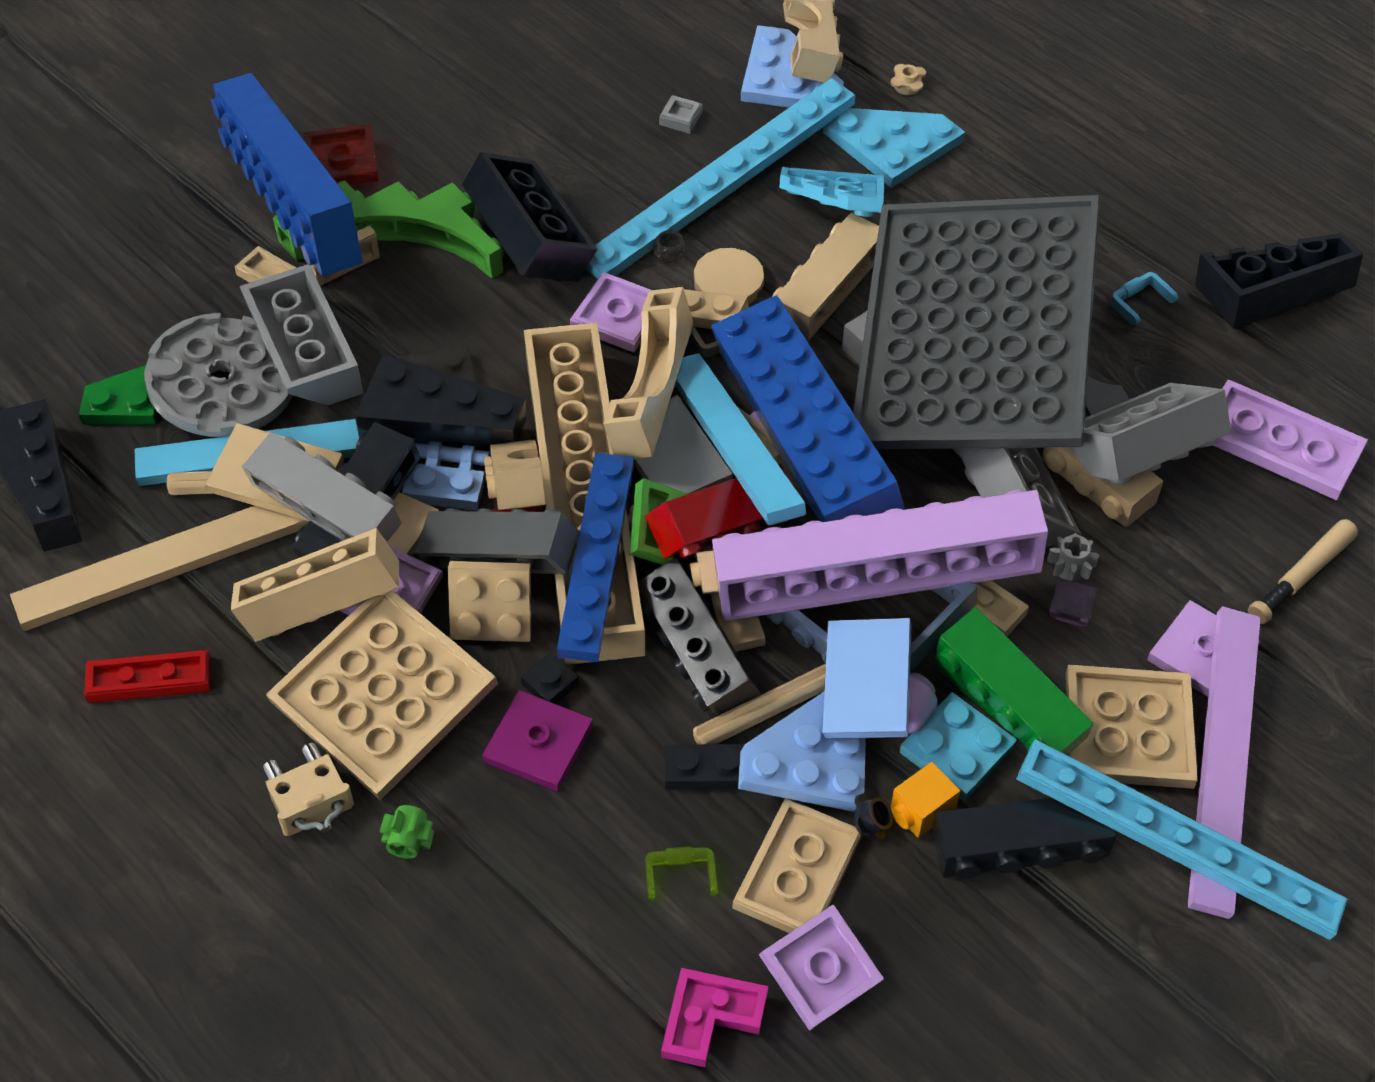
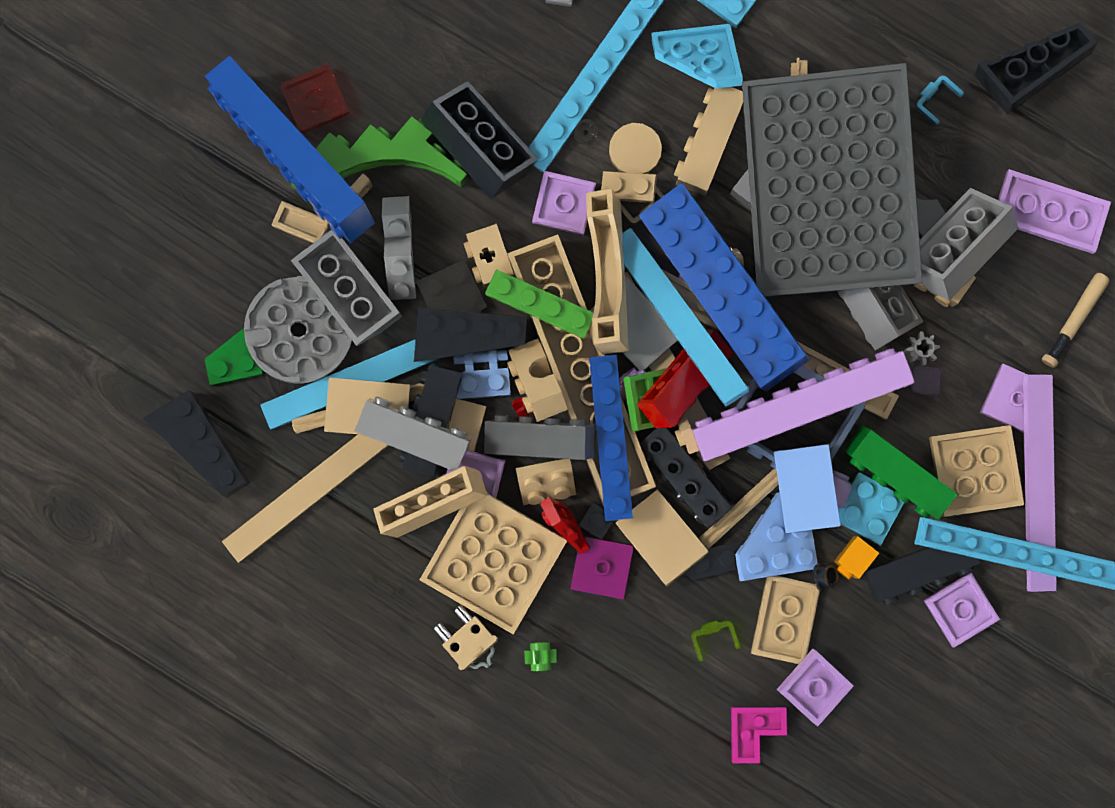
camera: 15 degrees left, 30 degrees up
(147, 676) = (335, 578): red tile -> none
(384, 311) = (398, 247): none -> light grey arch
(497, 654) = (562, 520): none -> red wing
(501, 346) = (489, 241): none -> tan brick
(545, 386) = (539, 304): none -> bright green plate
(638, 715) = (662, 538): none -> tan tile
(1078, 909) = (961, 609): none -> lavender plate

